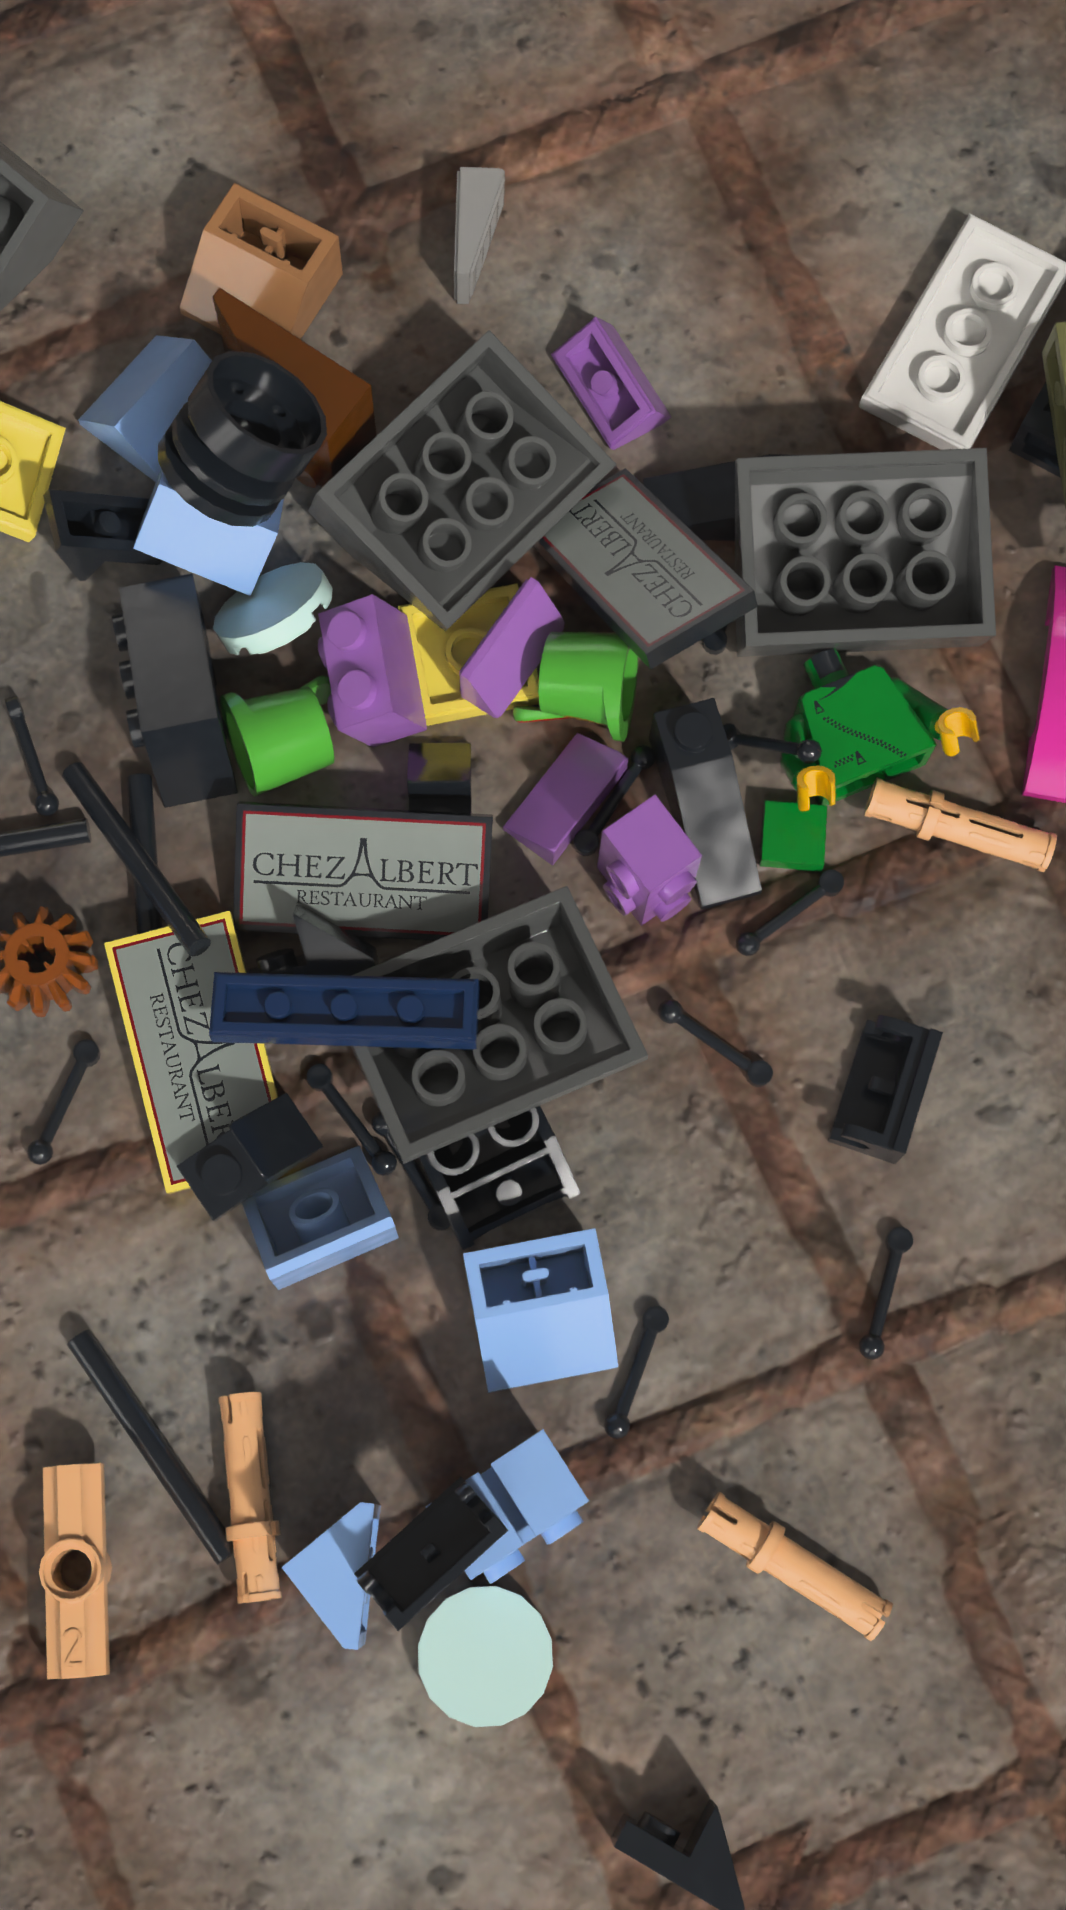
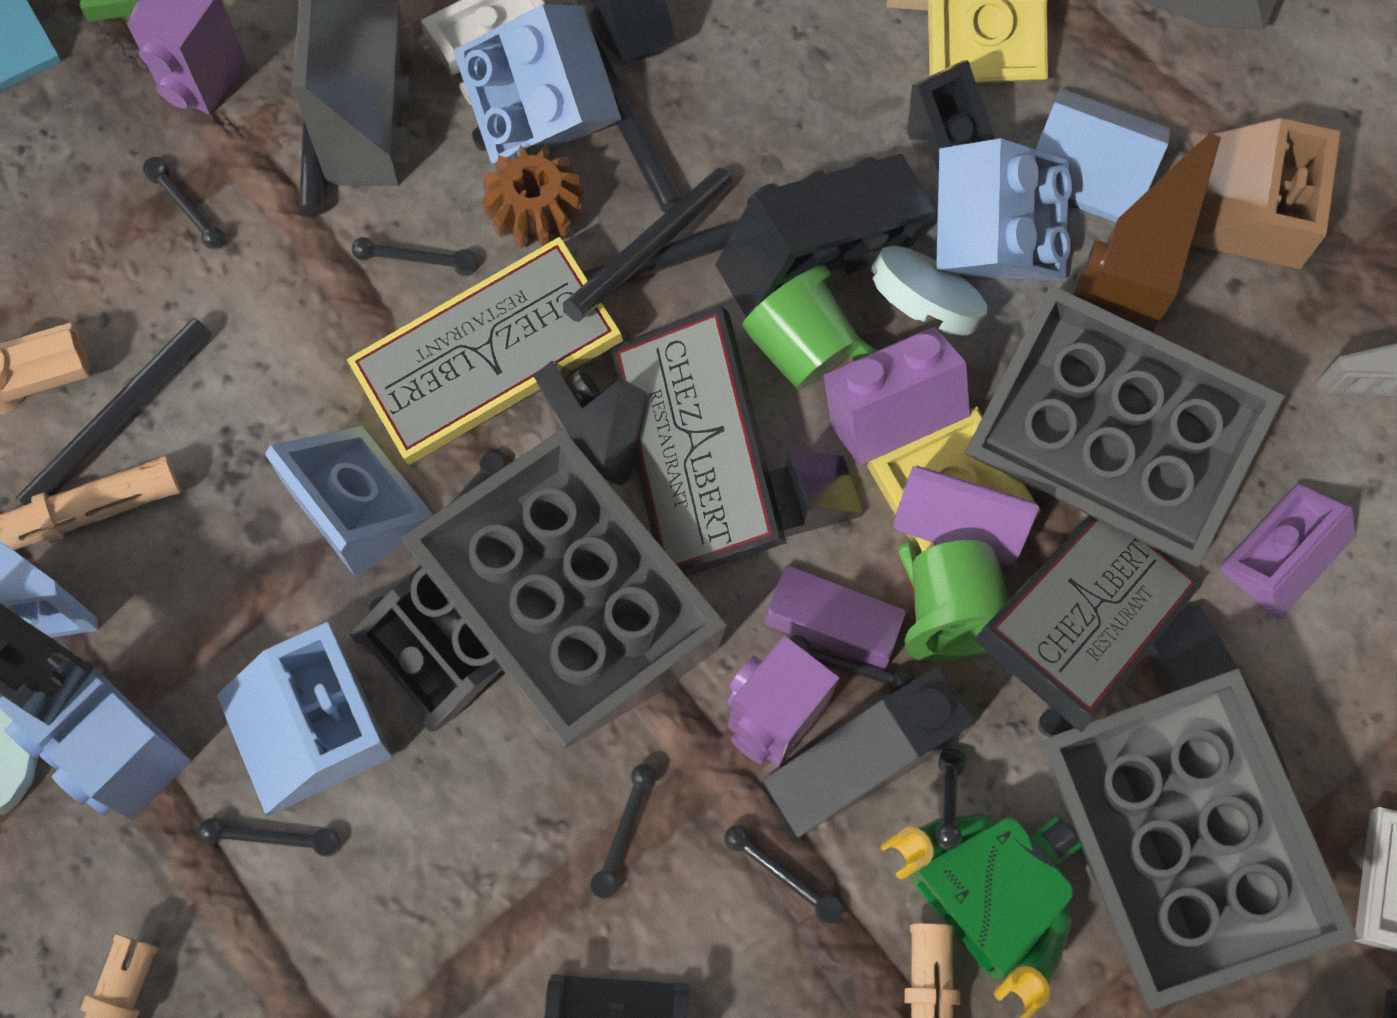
camera: 75 degrees right, 5 degrees down
(45, 802) = (688, 164): black hinge -> none
(241, 439) = (1069, 187): black wheel -> none
(249, 1156) = (394, 417): black slope -> none
(344, 1010) = (538, 450): dark blue tile -> none
(793, 836) = (858, 858): green tile -> none

